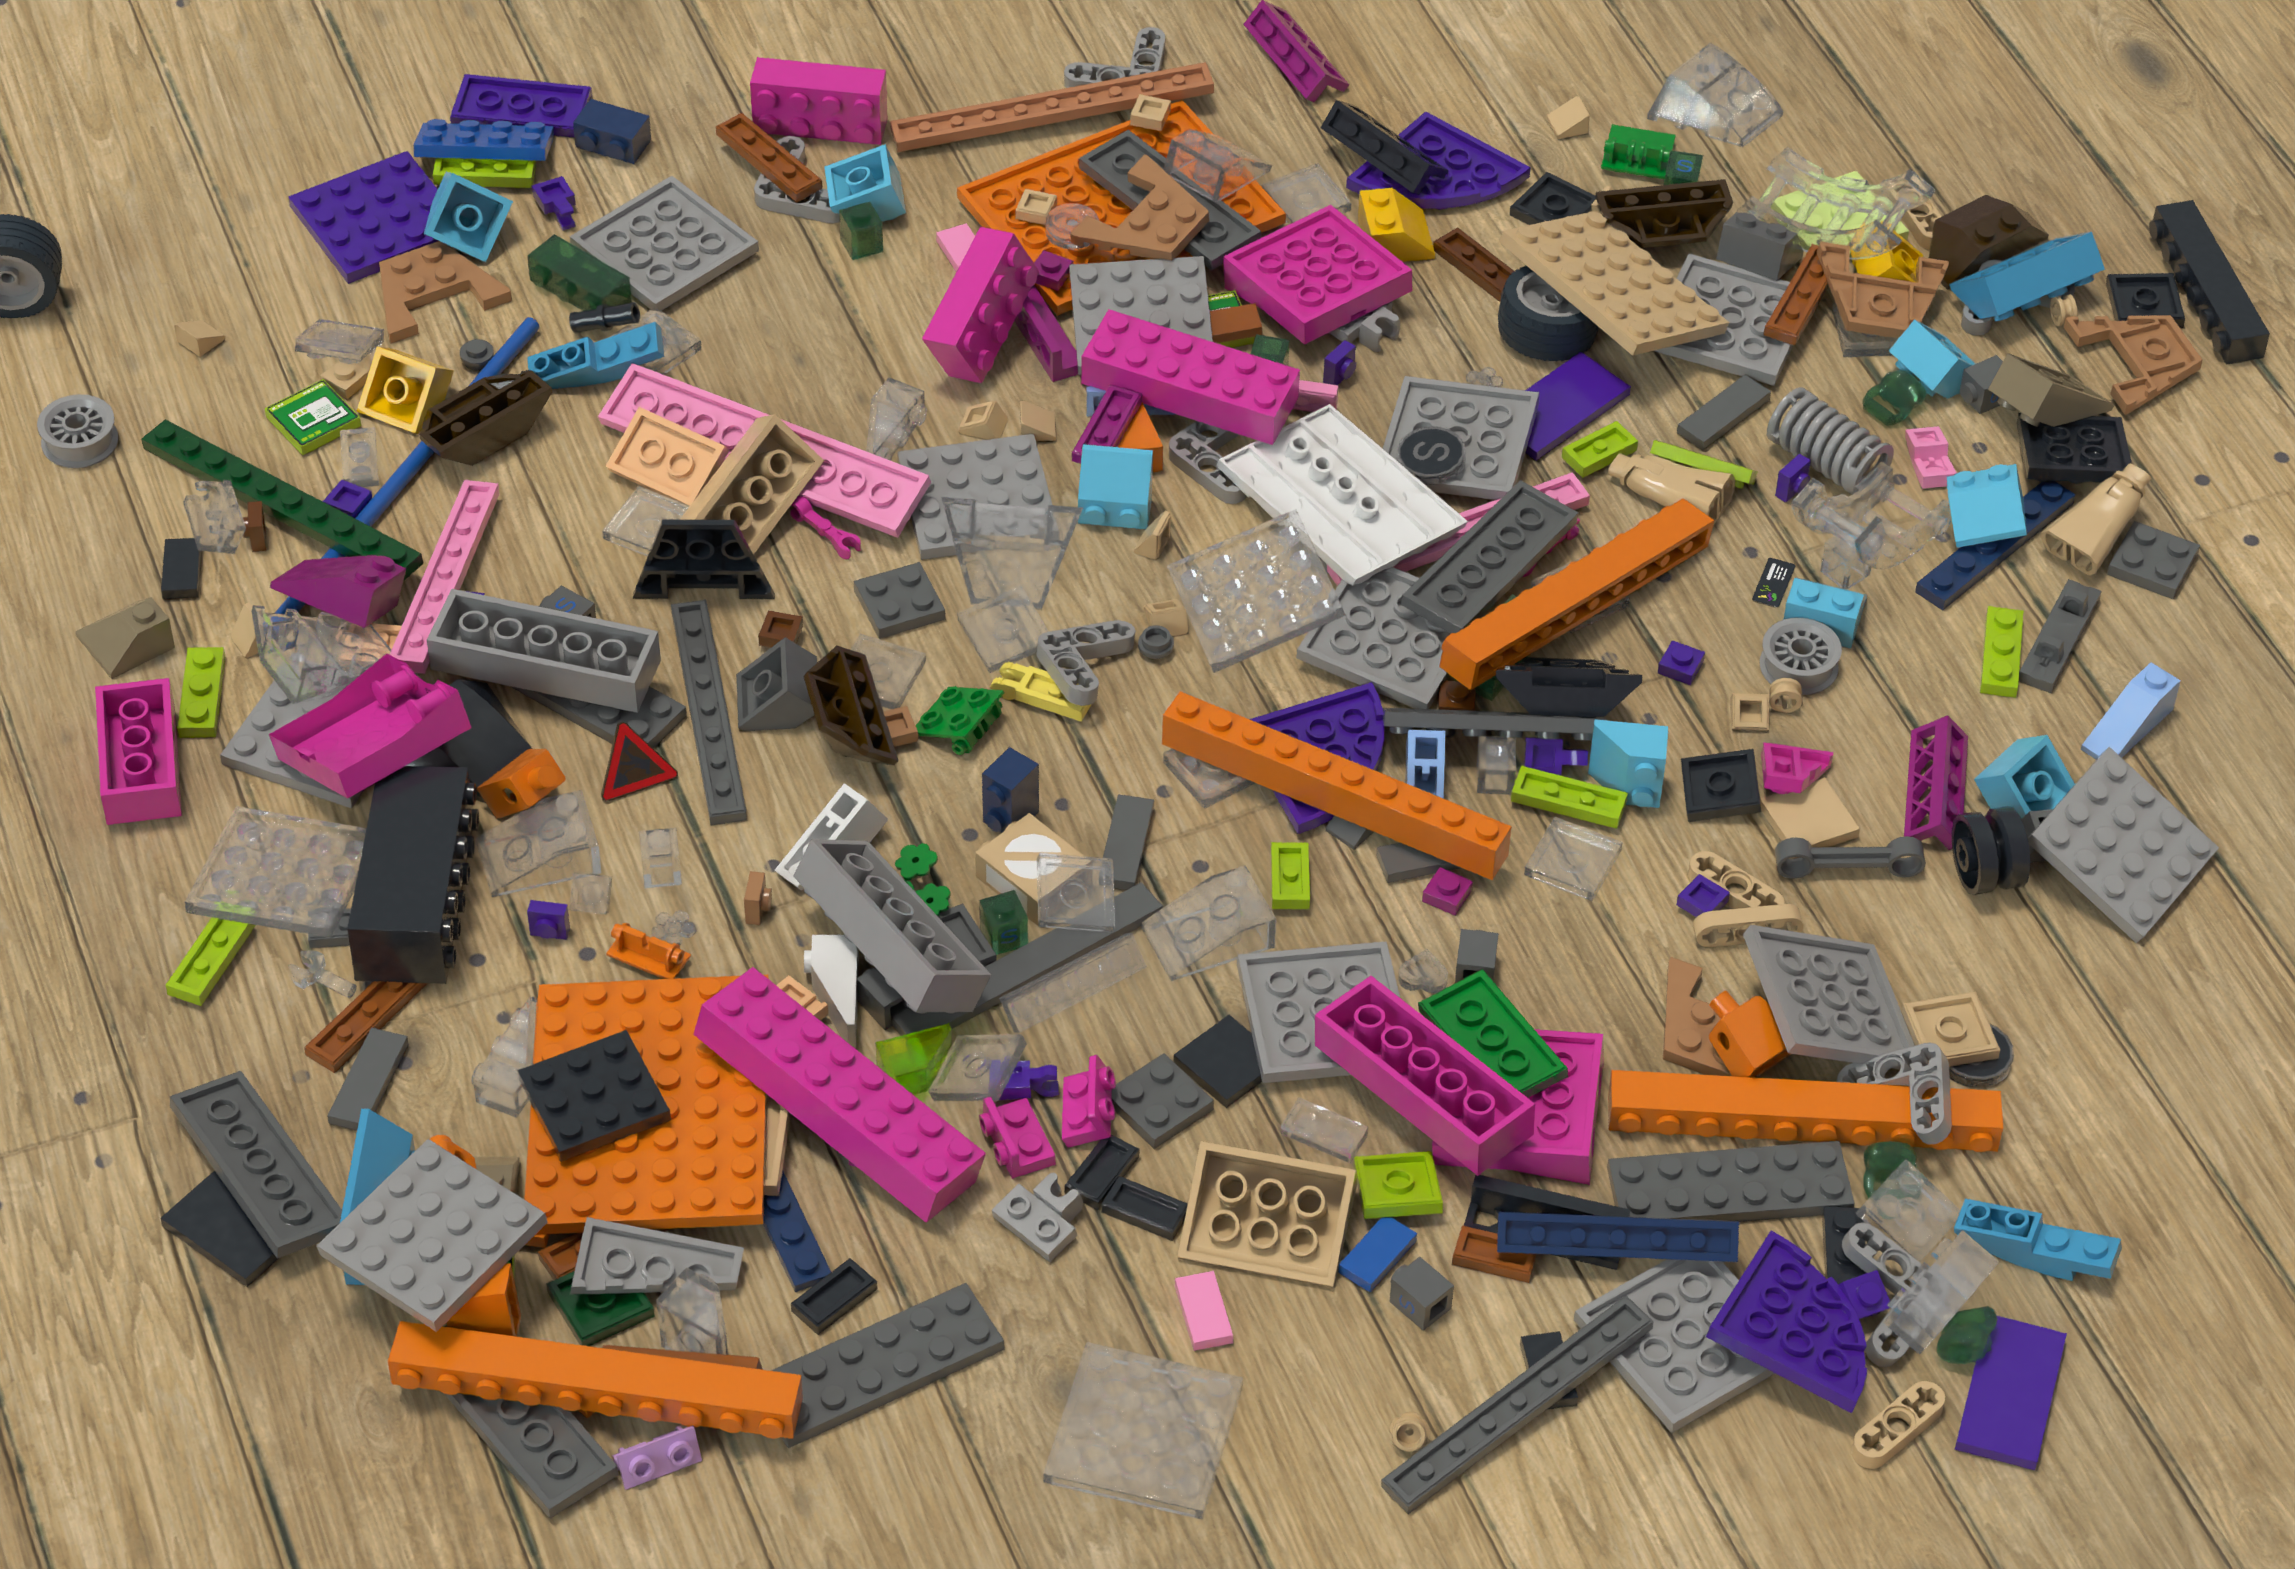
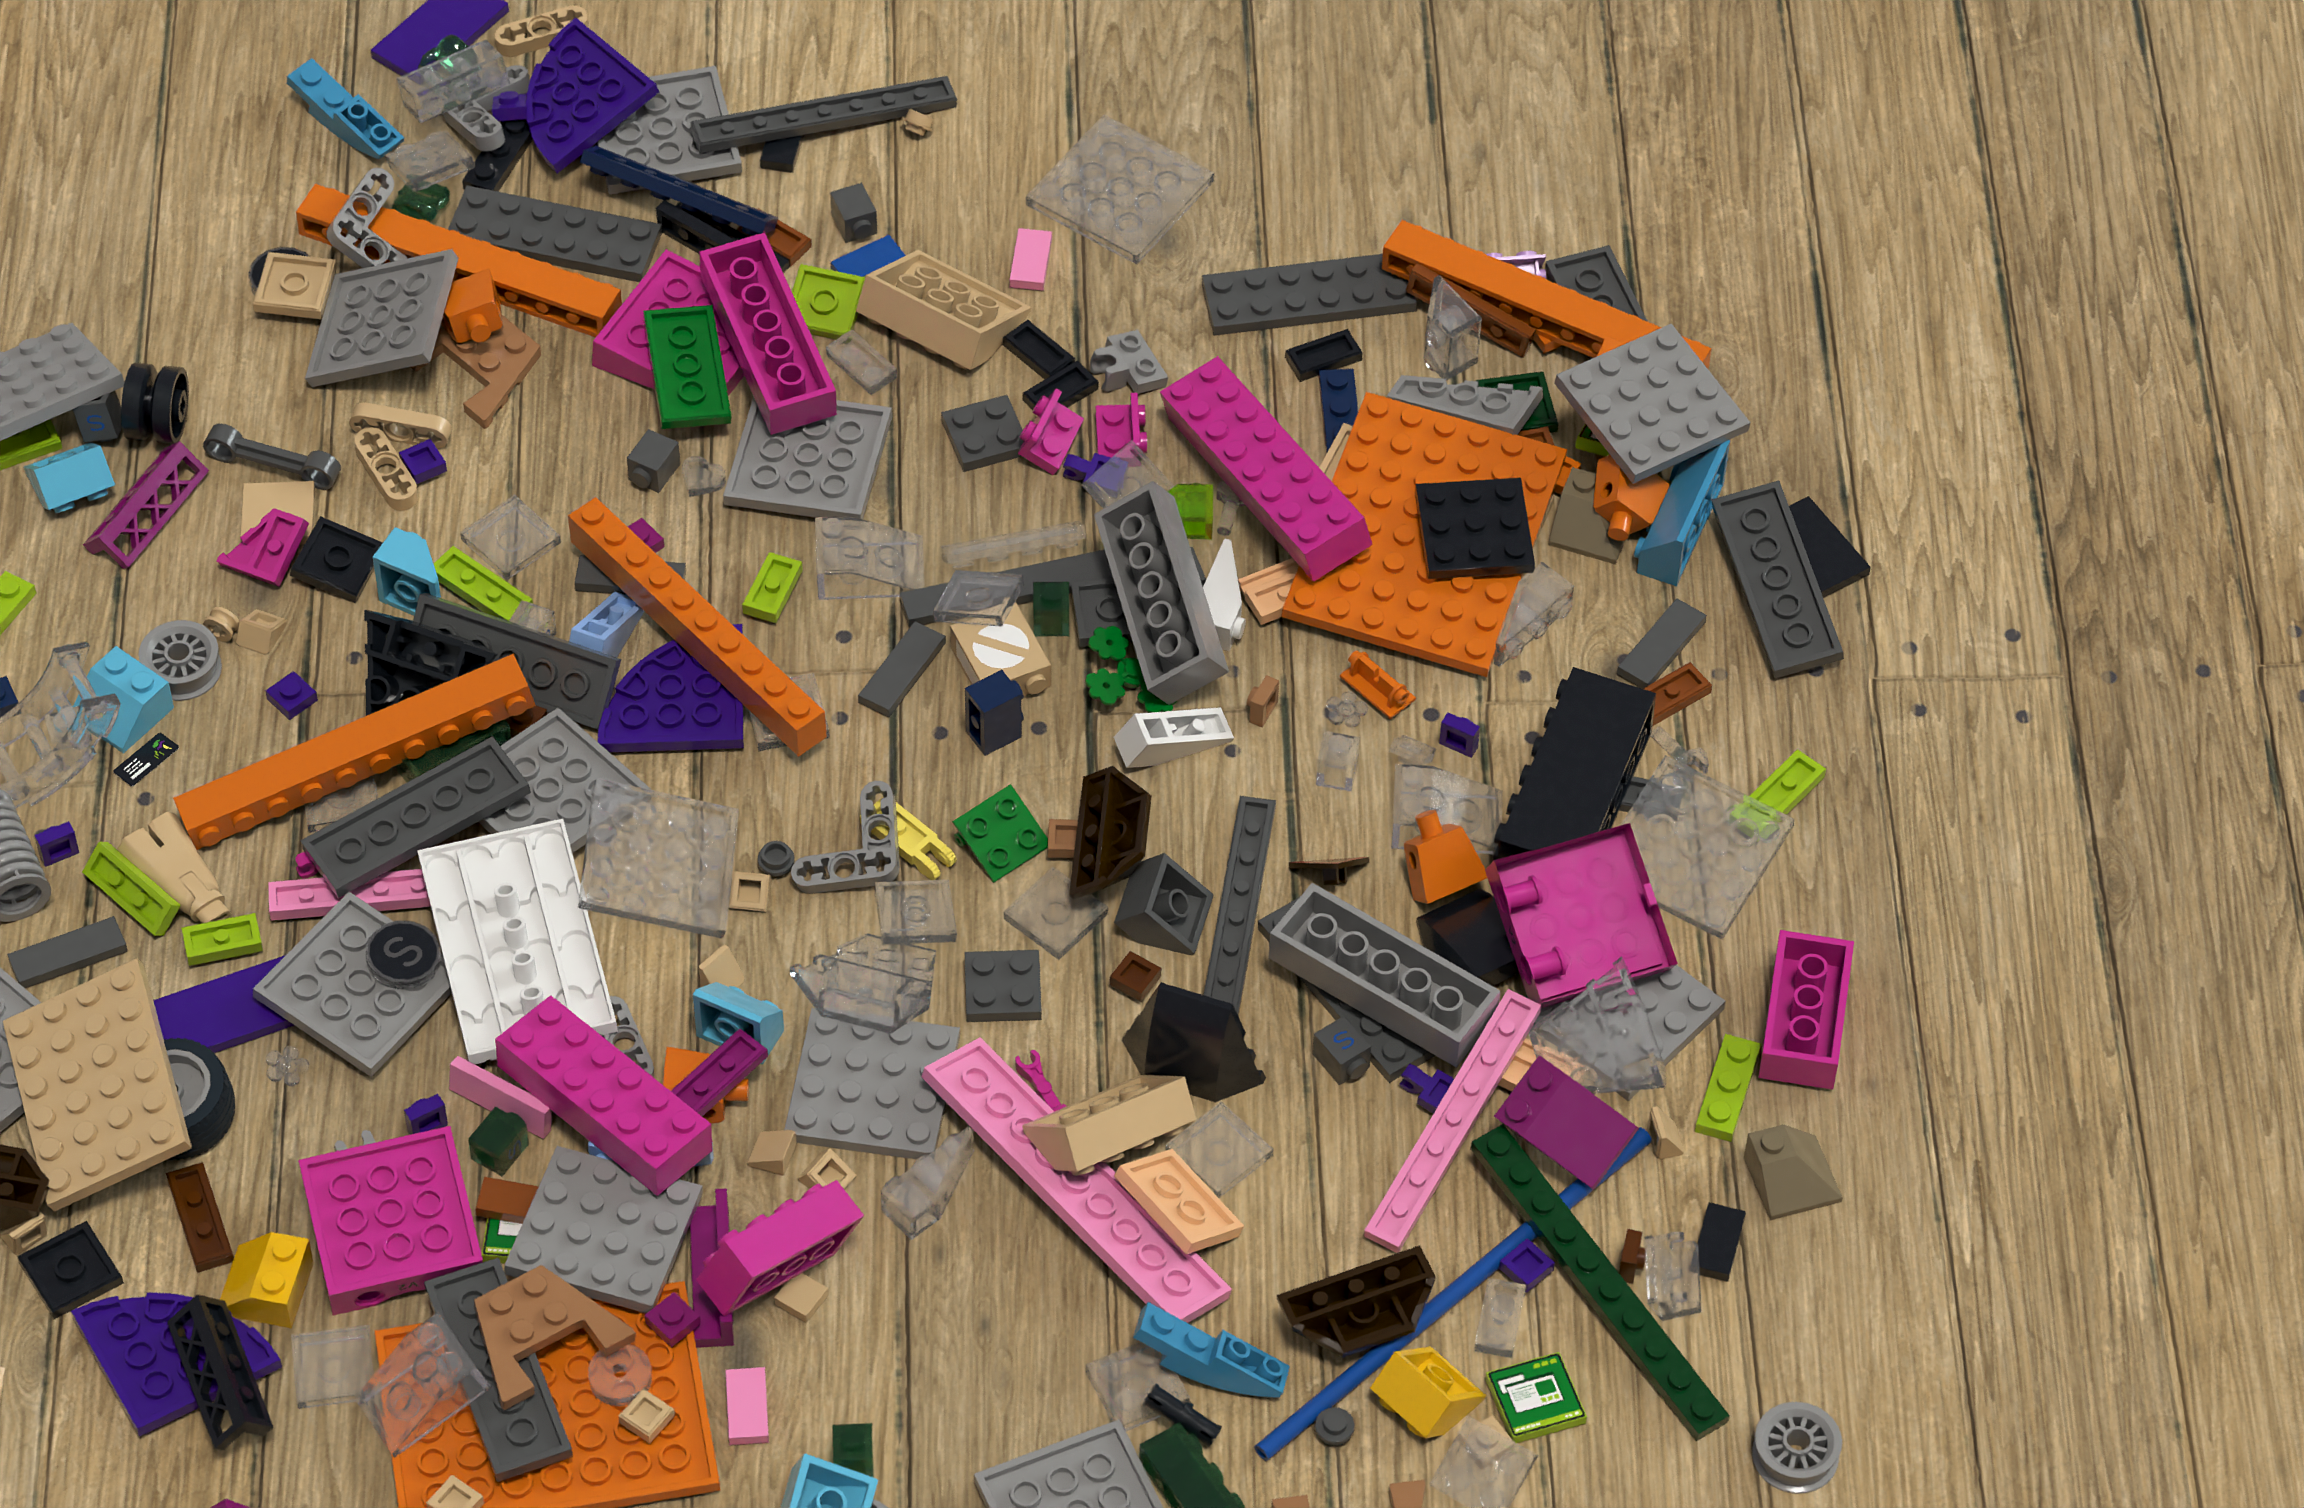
camera: 160 degrees left, 5 degrees up
(1222, 1061) = (914, 451): black tile -> none

